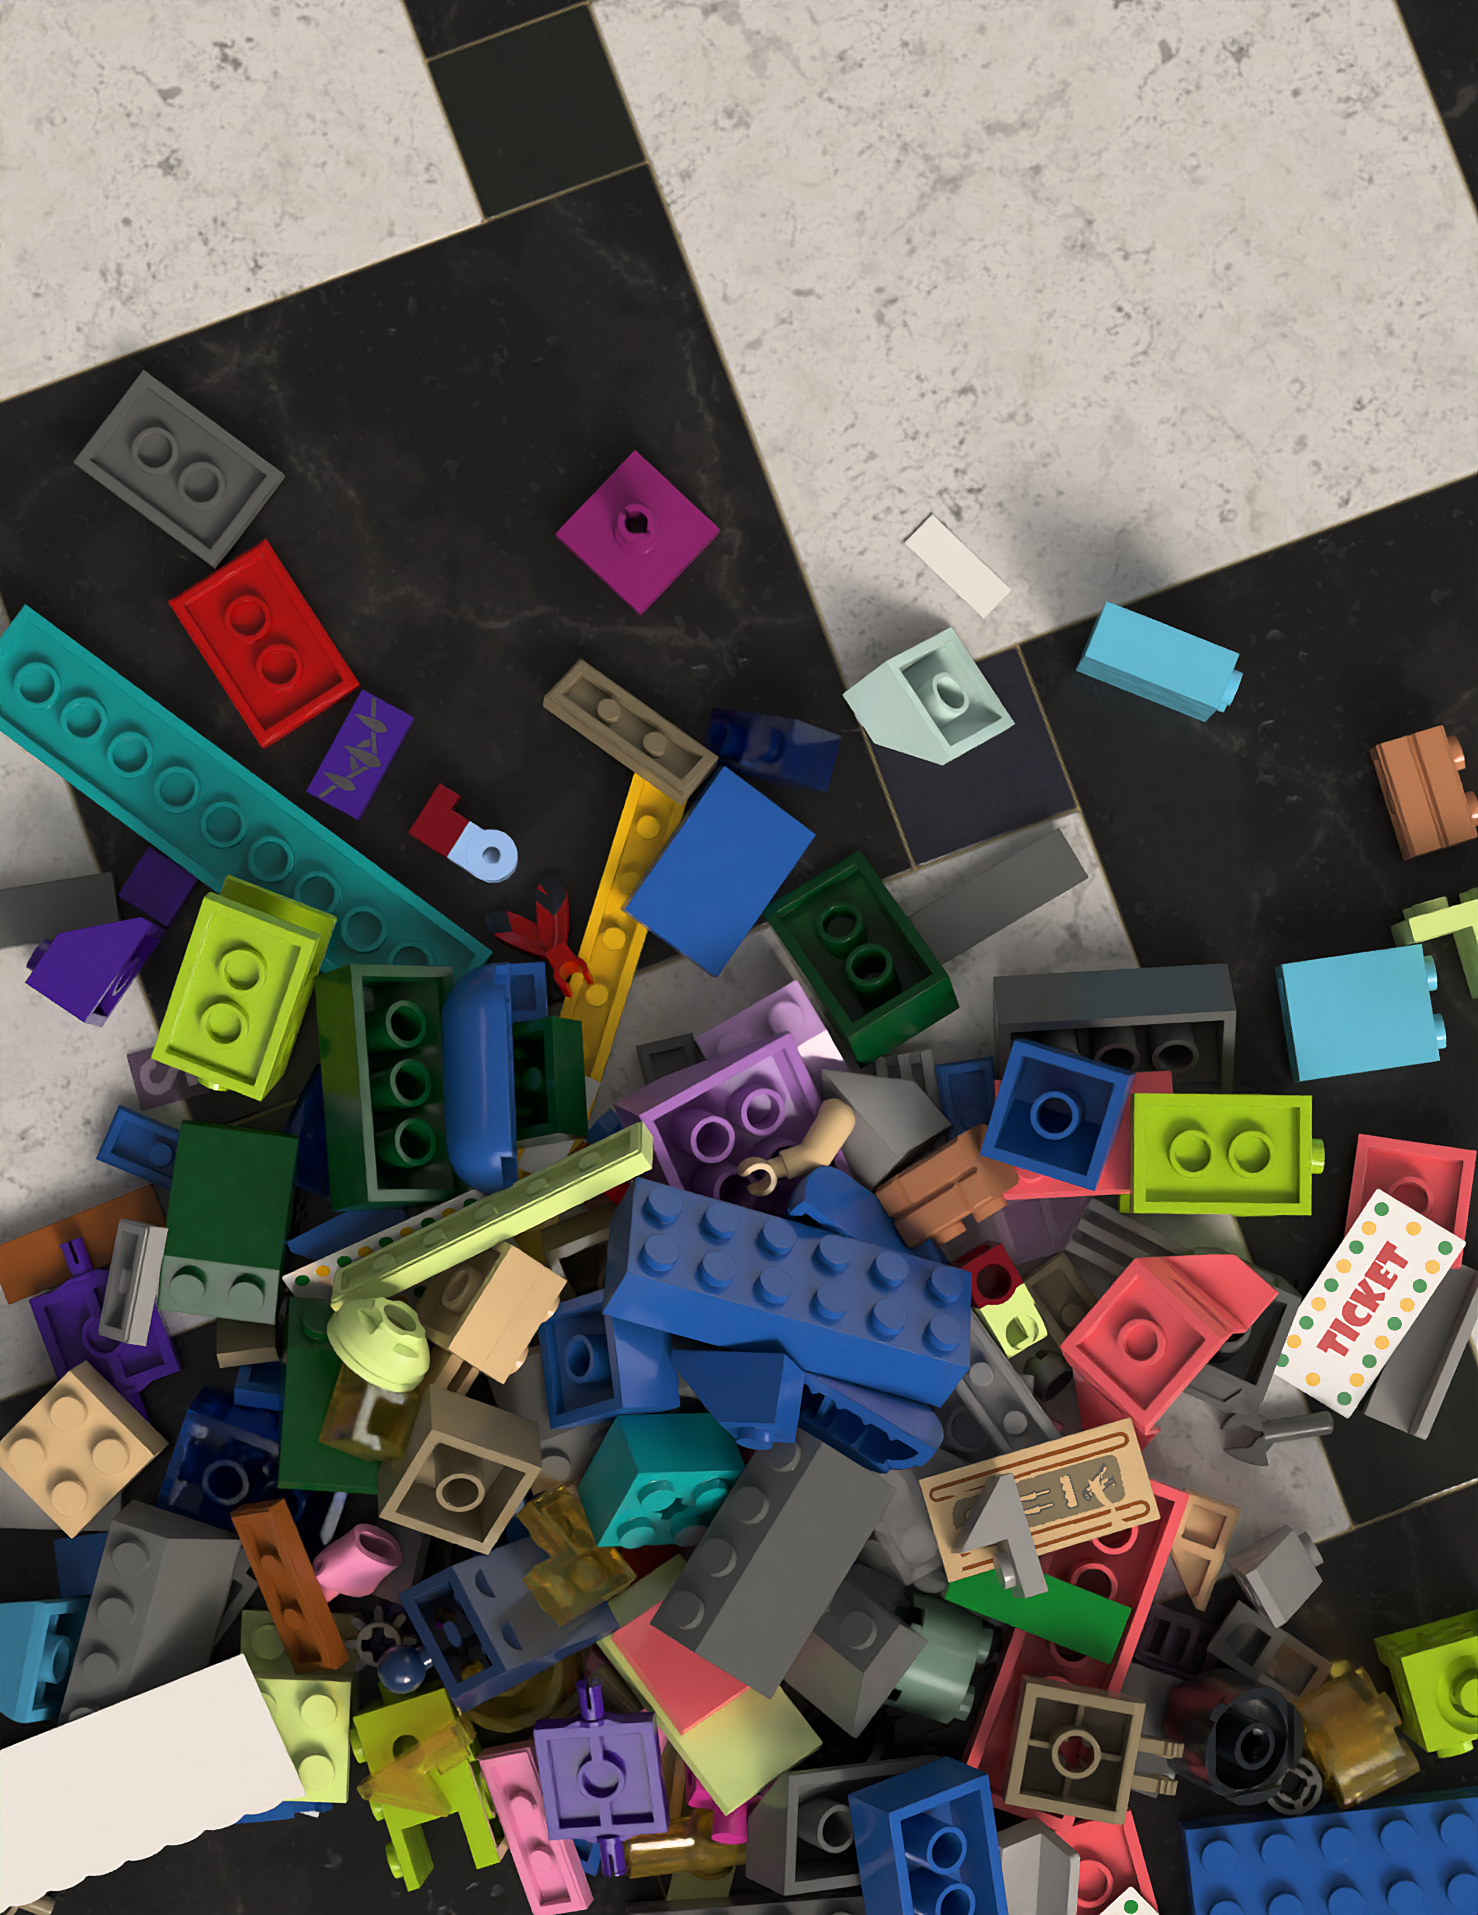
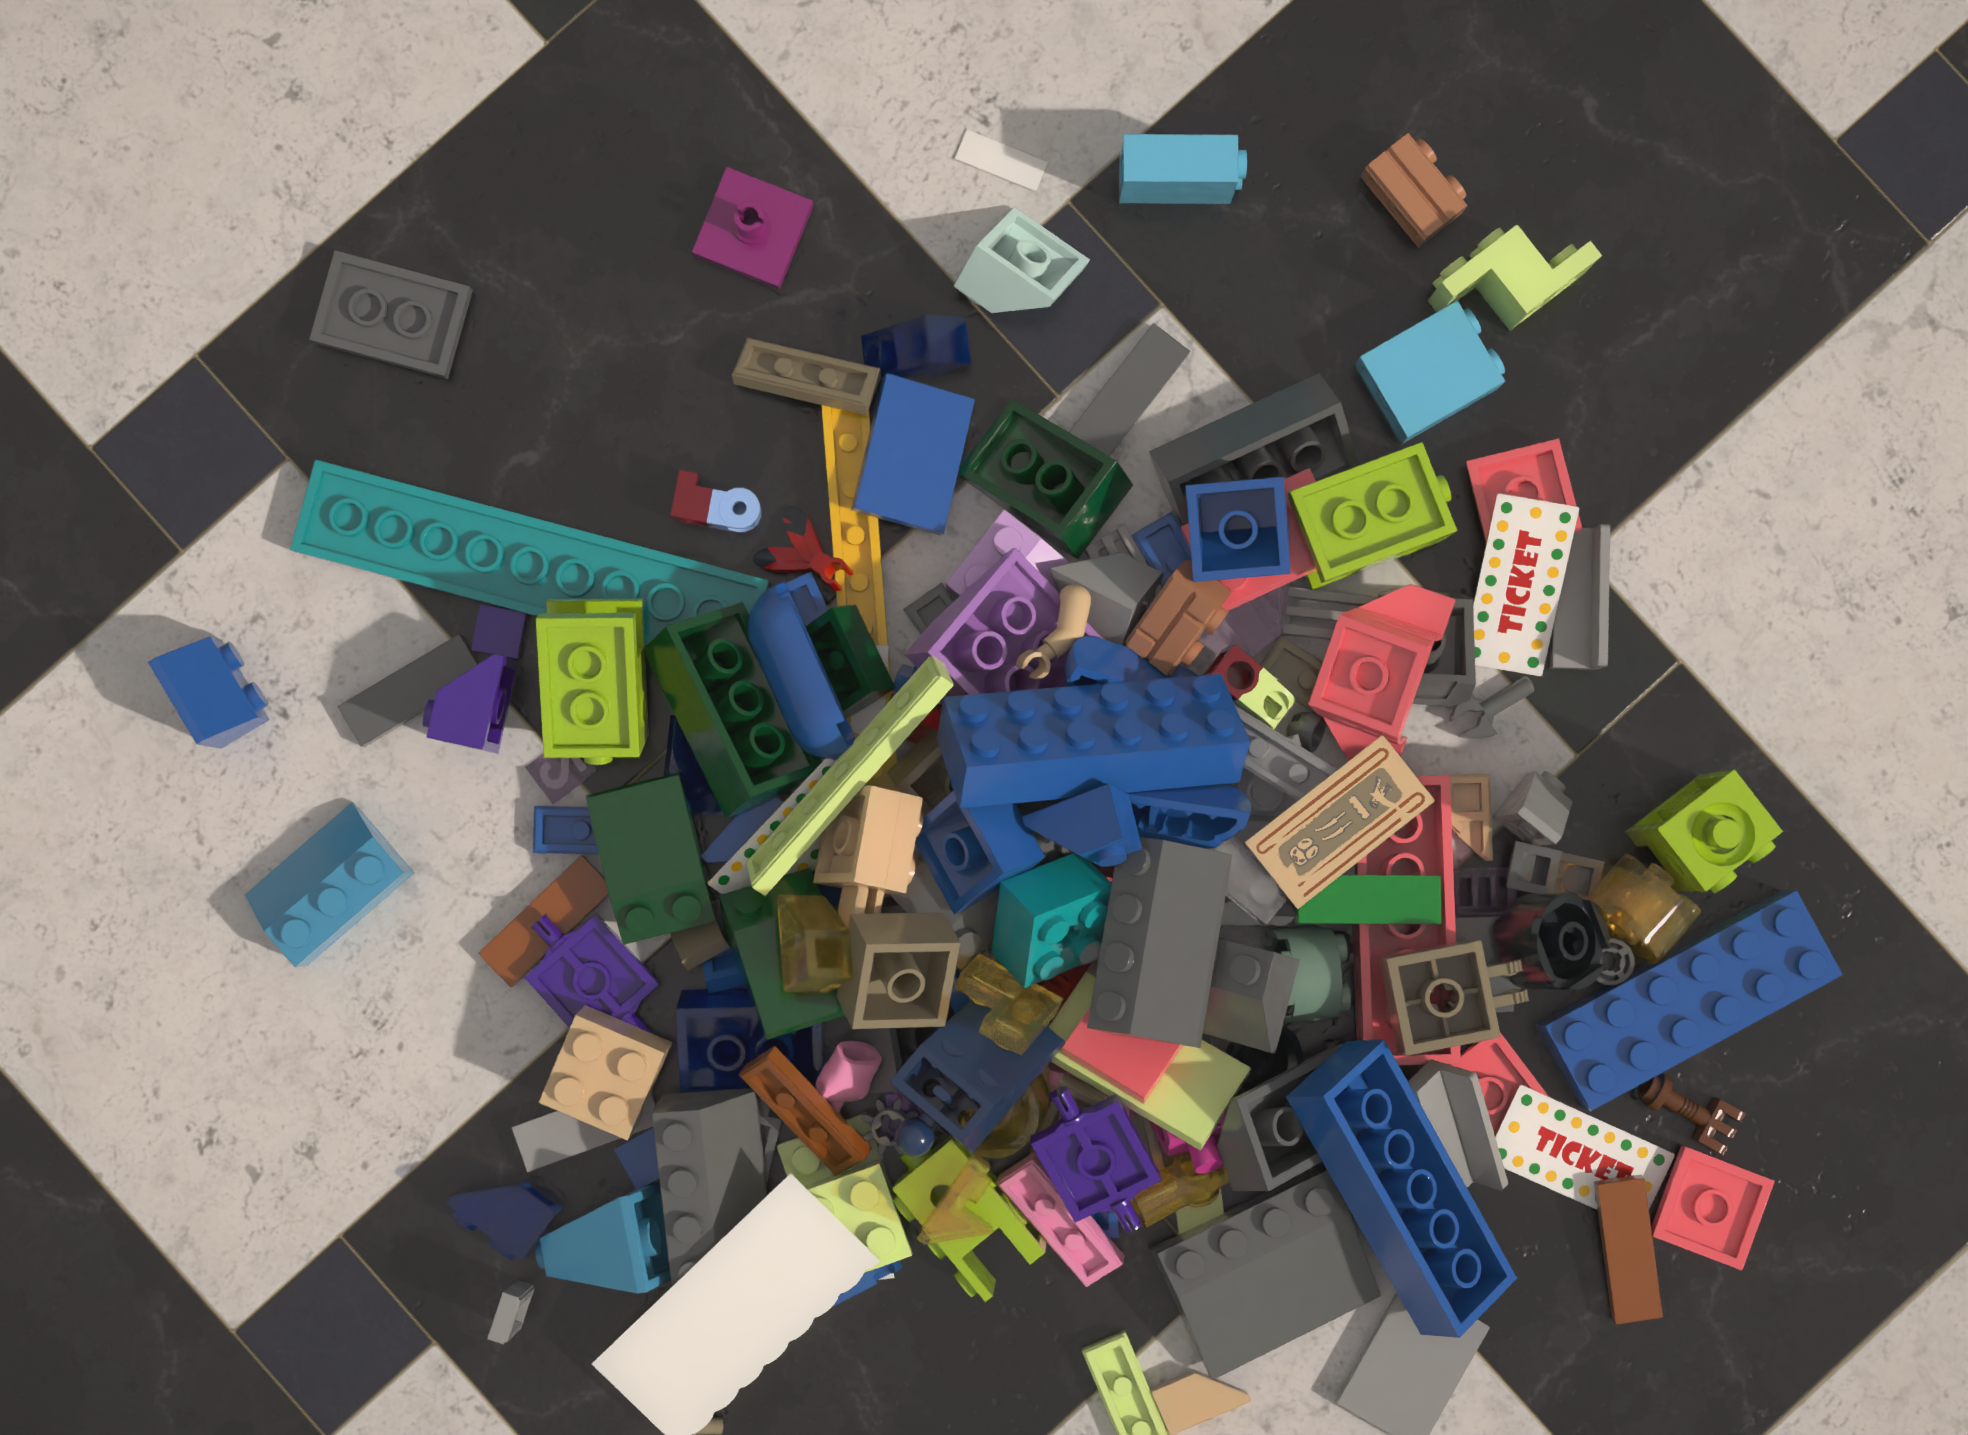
camera: 25 degrees left, 0 degrees up
(132, 1281) = (596, 931): light grey tile -> none
(264, 644) = (507, 420): red tile -> none
(360, 755) = (611, 474): dark purple tile -> none
(381, 1342) = (802, 897): yellowish green piece -> none
(1001, 1520) = (1319, 845): light grey slope -> none

